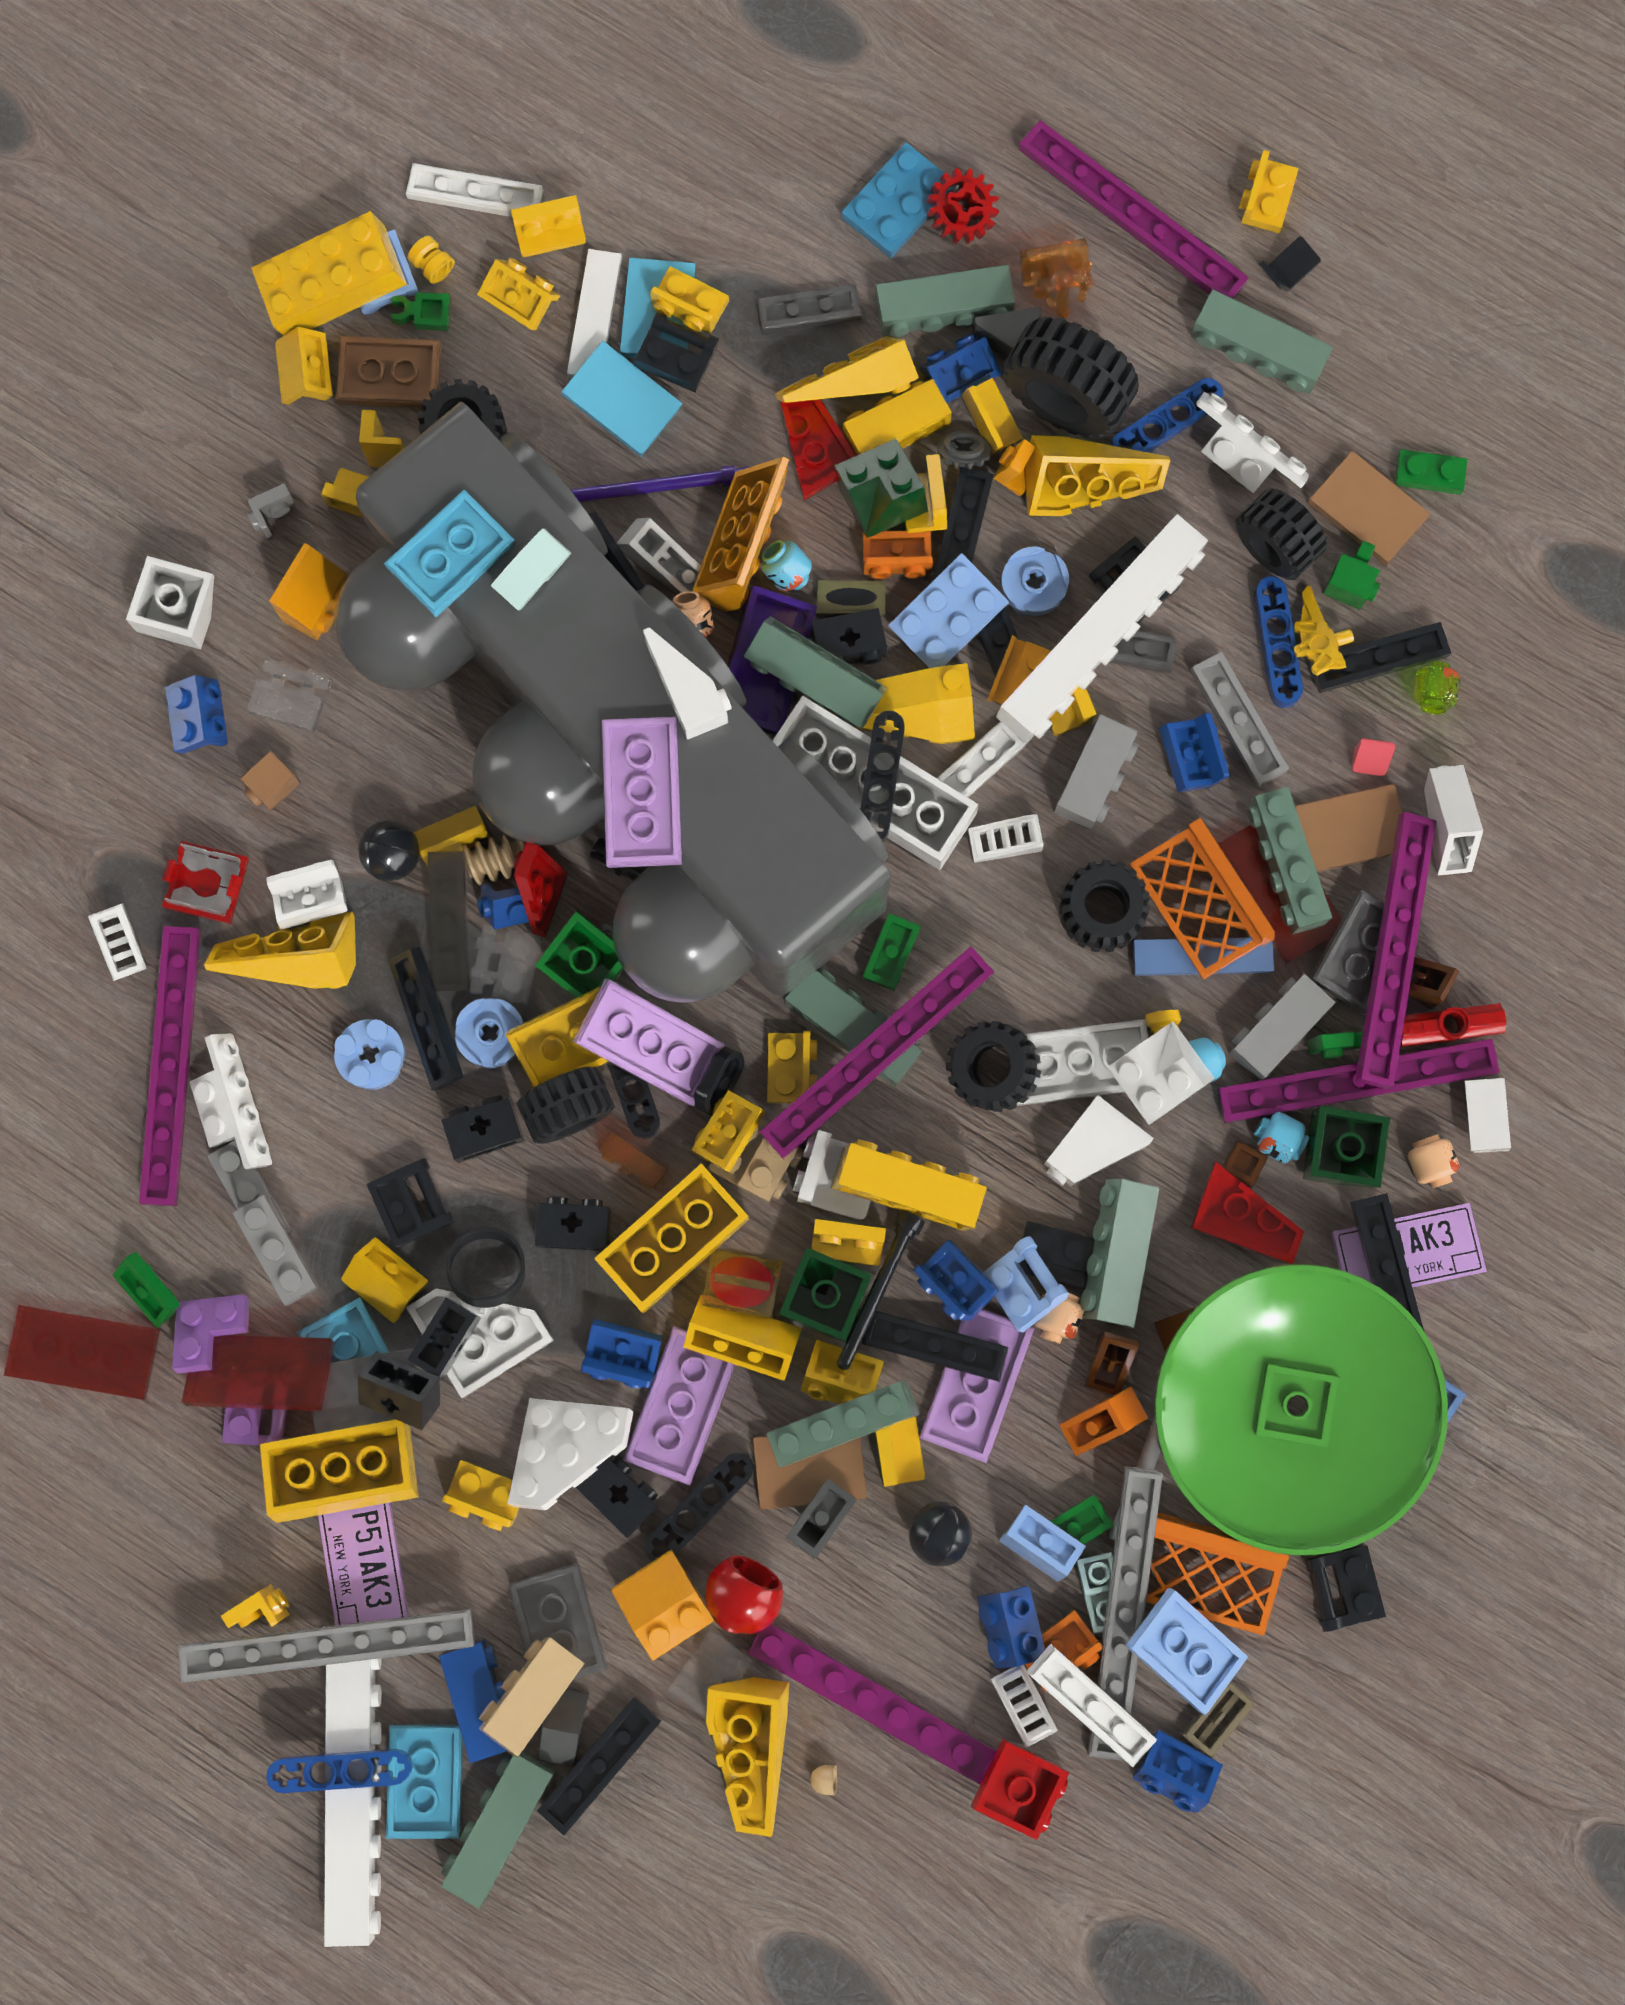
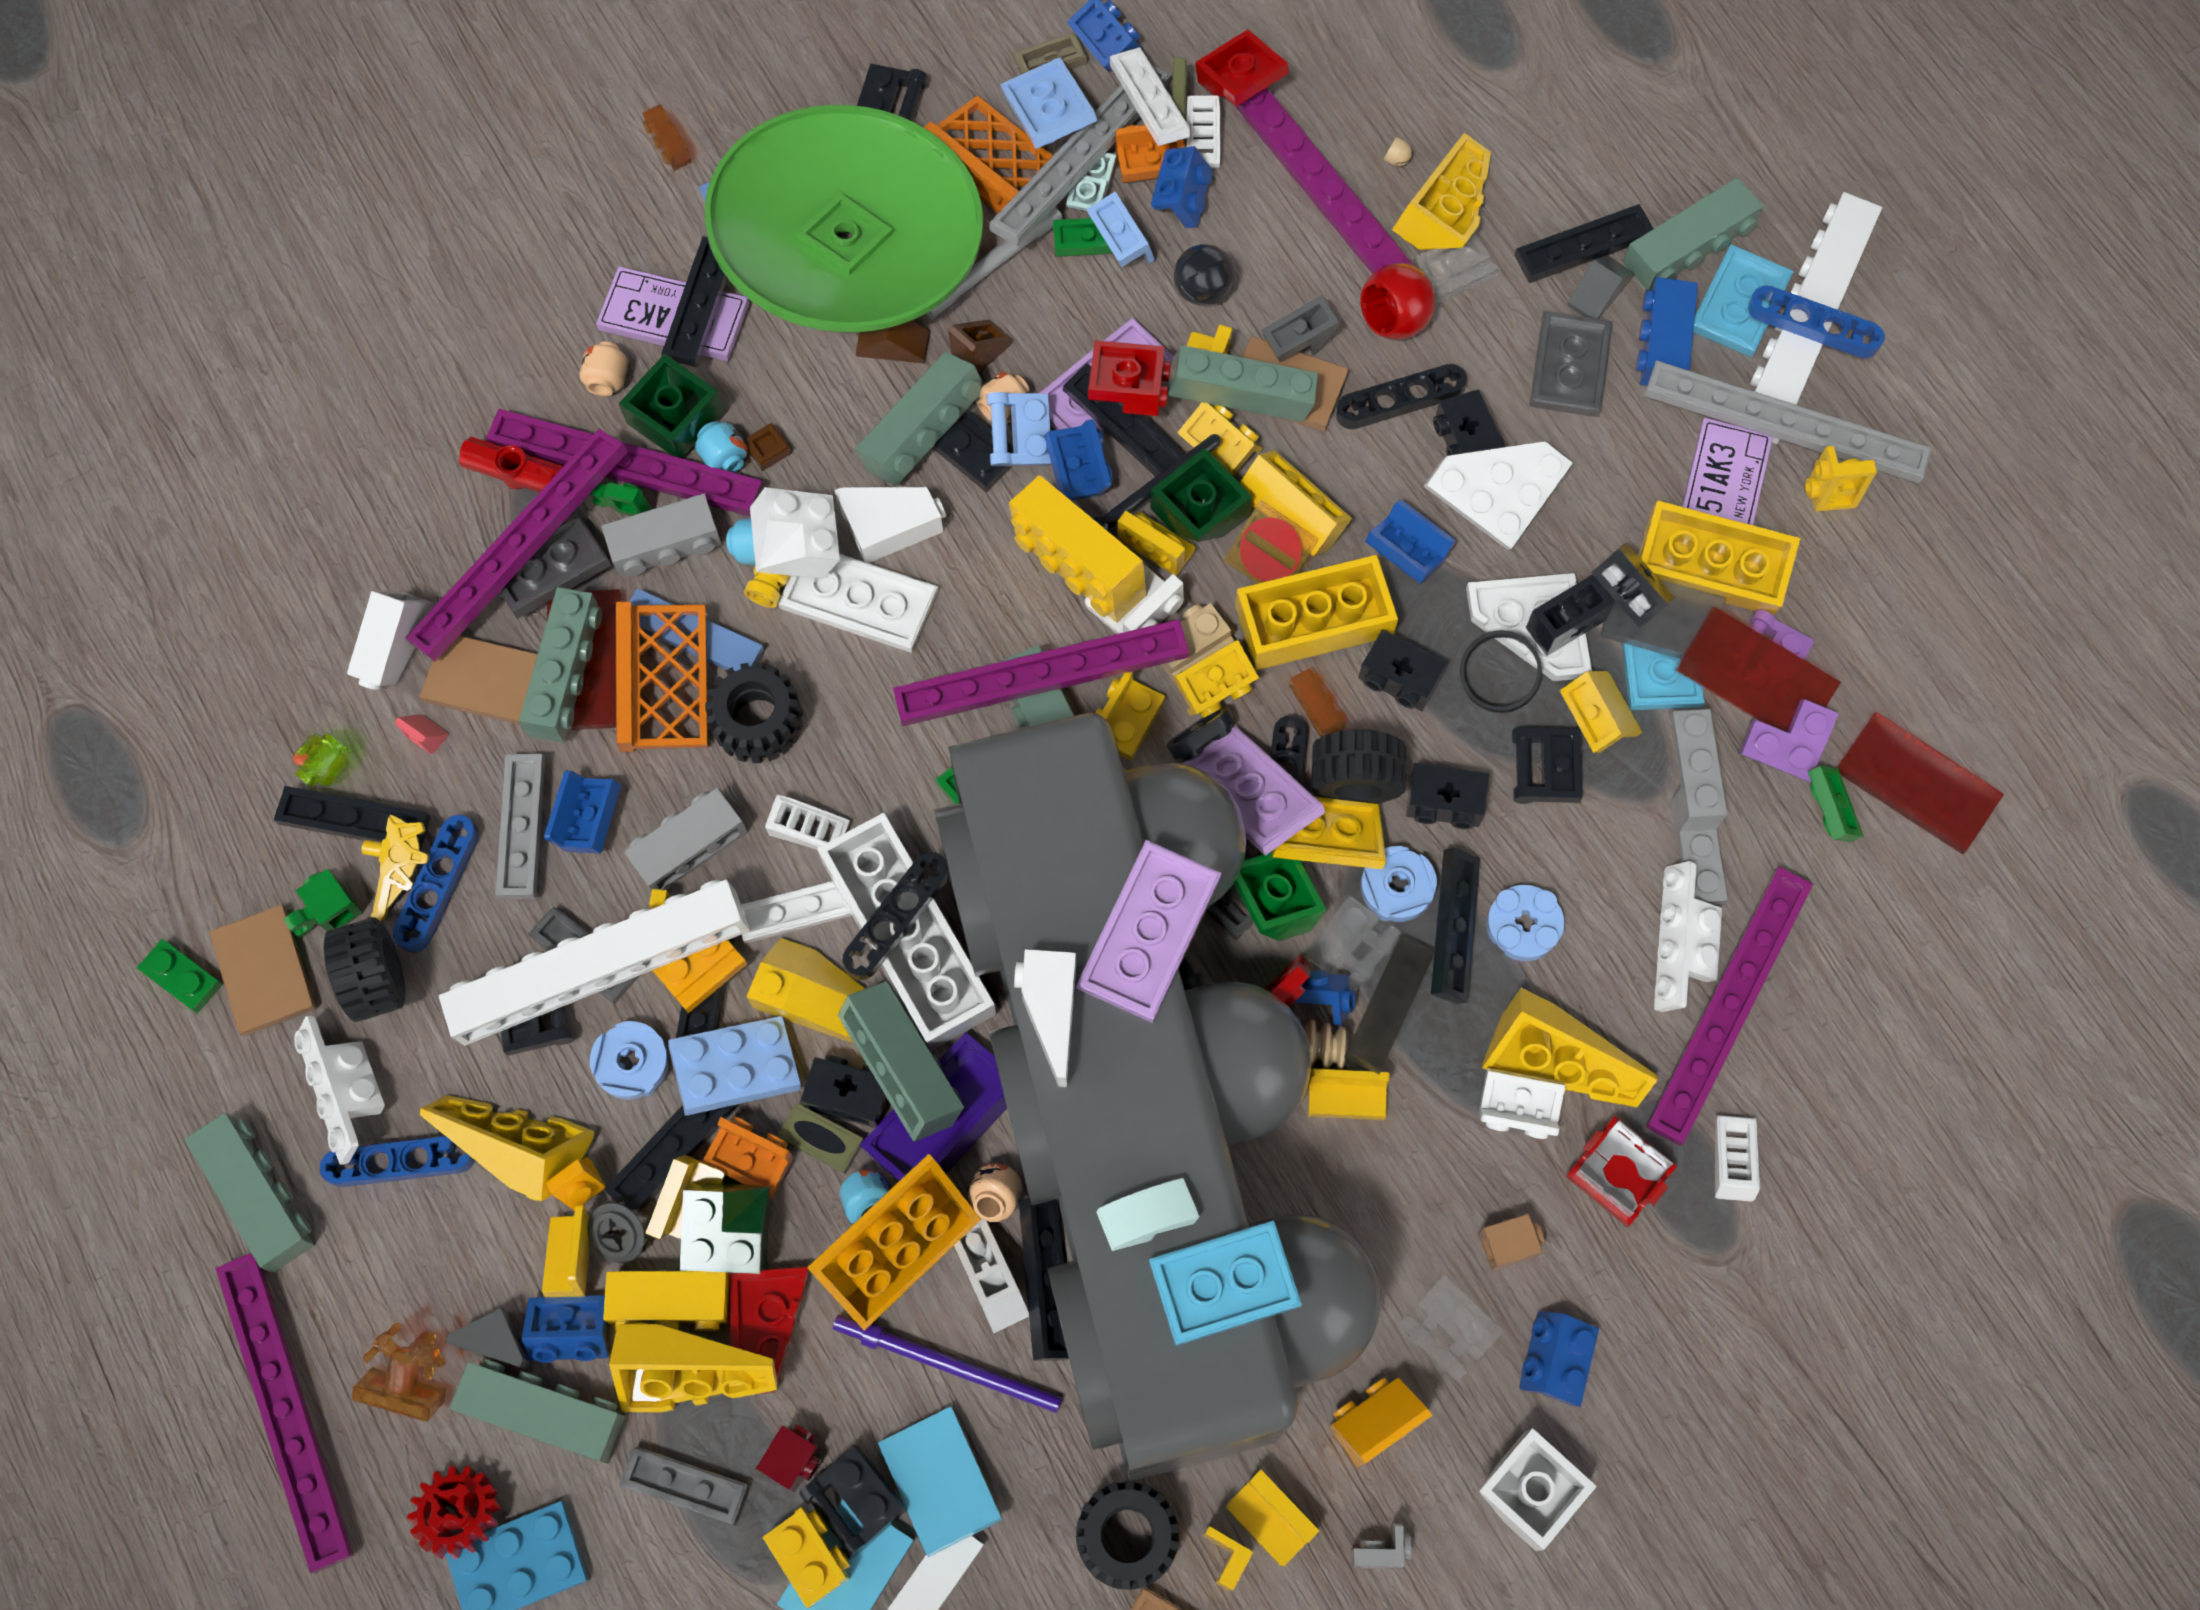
camera: 150 degrees left, 10 degrees down
(389, 850) = (1419, 1103): black piece -> none
(481, 1493) = (1592, 490): yellow bracket -> none
(529, 1695) = (1622, 303): tan brick -> none
(662, 1605) = (1472, 328): light orange slope -> none
(679, 1411) = (1378, 476): lavender tile -> none
(740, 360) = (790, 1457): none -> dark red brick
(951, 1381) = (1129, 376): none -> red plate
(965, 1061) = (959, 598): black tyre -> none
(1068, 1734) = (1179, 84): none -> olive tile
(1071, 377) = (464, 1229): black tyre -> none
(1103, 1421) = (1013, 299): orange slope -> none
(1244, 1218) = (795, 399): red wing -> none
(1269, 195) = (131, 1357): yellow bracket -> none
(1292, 264) = (163, 1261): black bracket -> none
(1430, 982) = (502, 501): reddish brown slope -> none
(1487, 1115) = (531, 379): white hinge -> none
(1529, 1432) = (666, 137): none -> clear orange piece

